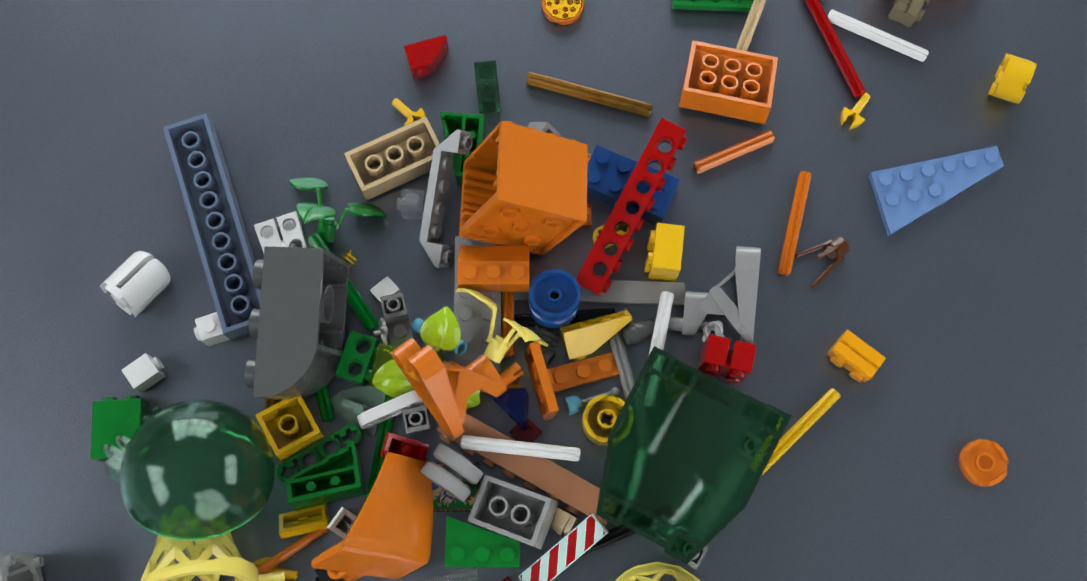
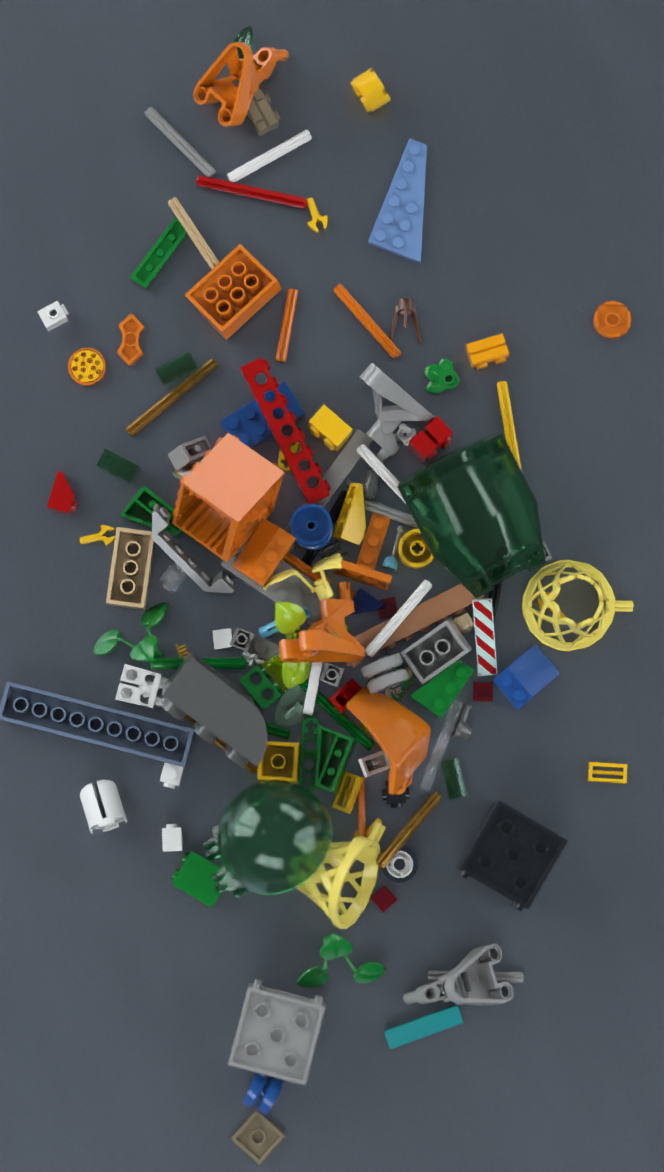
camera: 55 degrees left, 10 degrees up
(618, 78) = (176, 368): none -> clear green pin
(623, 21) = (131, 330): none -> orange tile
(793, 326) = (438, 375): none -> green plate

